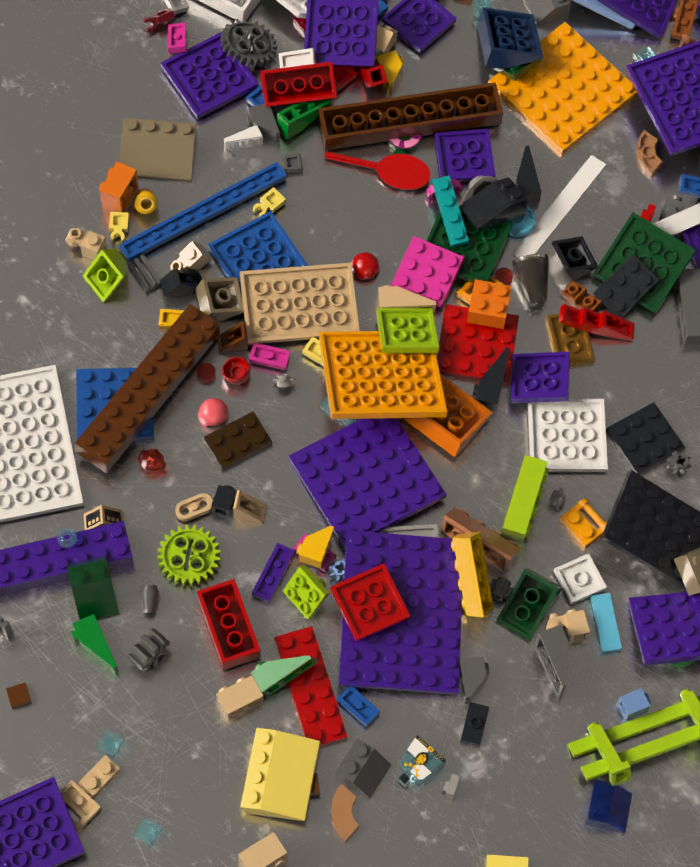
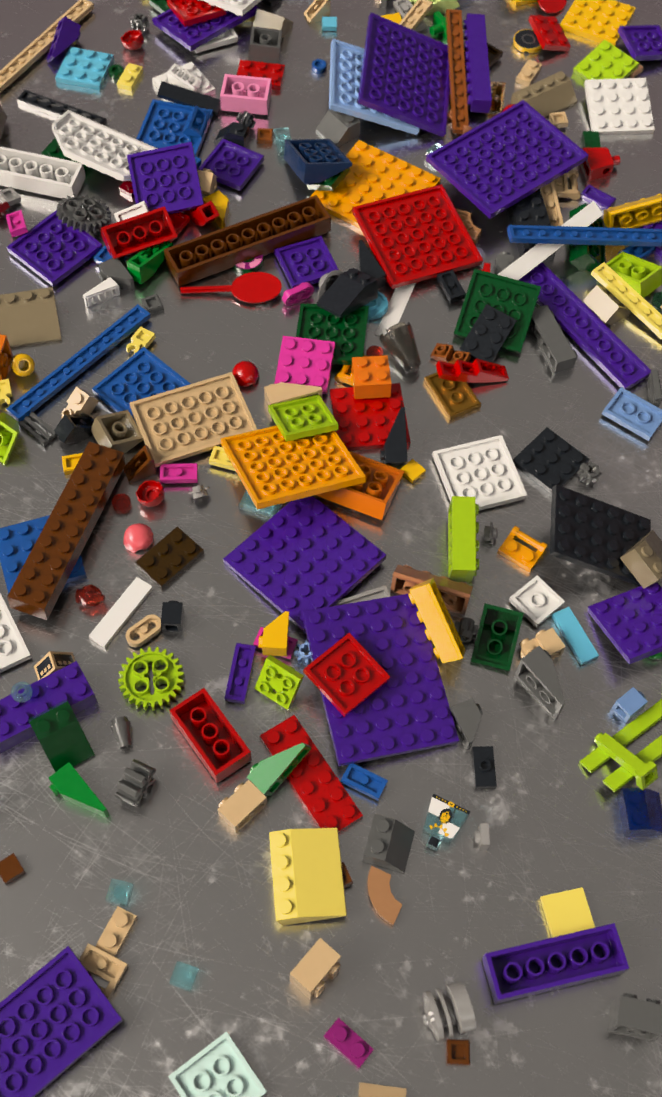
camera: 15 degrees left, 5 degrees down
(177, 483) = (120, 612): none -> white tile
(248, 508) = (198, 617): tan slope -> none
(450, 211) = (309, 308): teal plate -> none
(502, 413) = (413, 471): none -> yellow tile
(540, 377) = (438, 429): dark purple plate -> none
(575, 256) = (433, 321): black slope -> none
(589, 154) = (416, 236): none -> red plate
(607, 219) = (451, 286): none -> black plate

